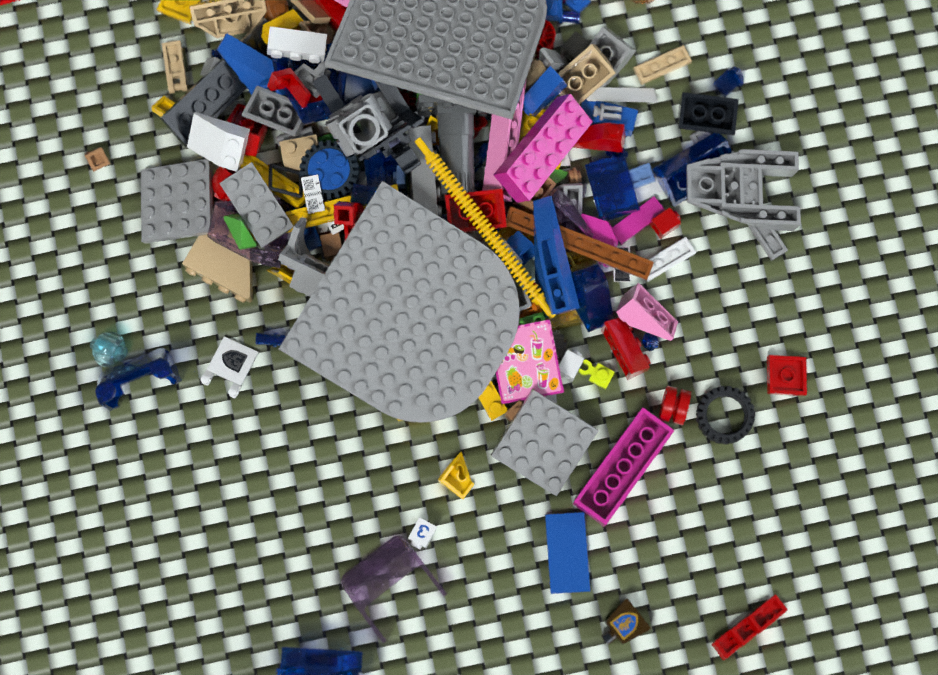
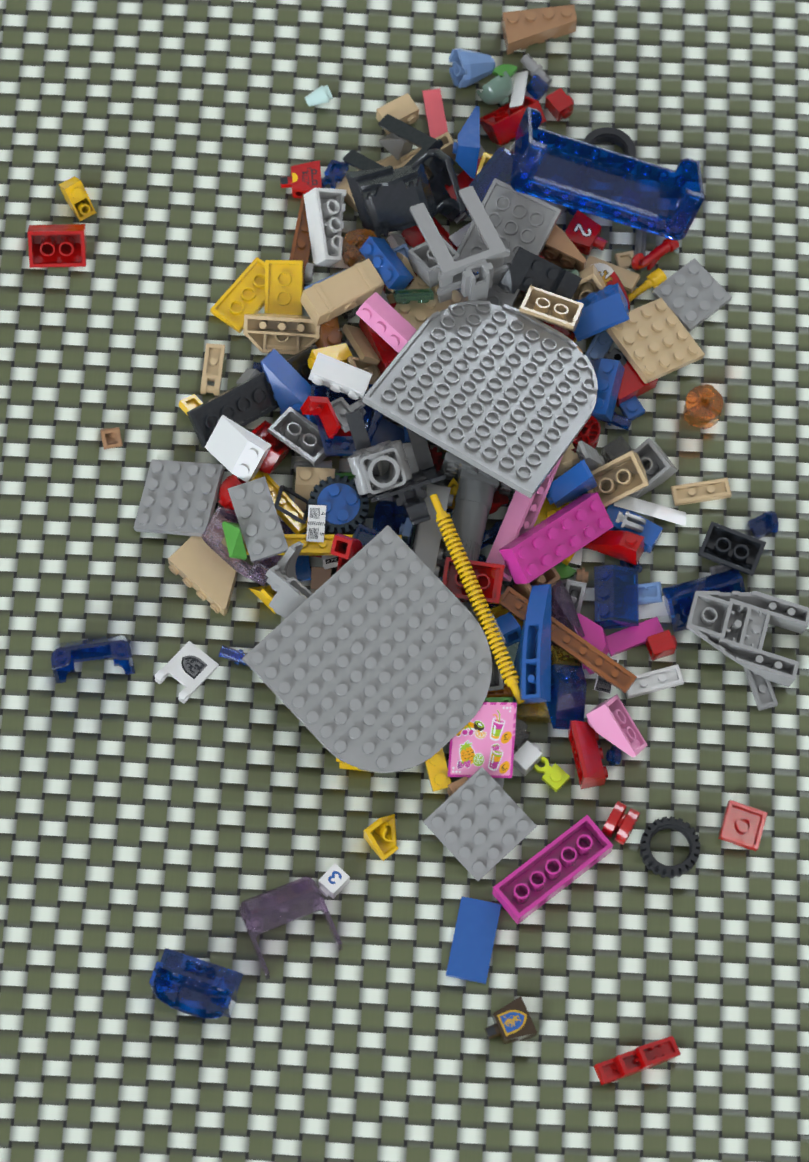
camera: 10 degrees right, 10 degrees down
(108, 349) = (72, 621): clear light blue plant -> none

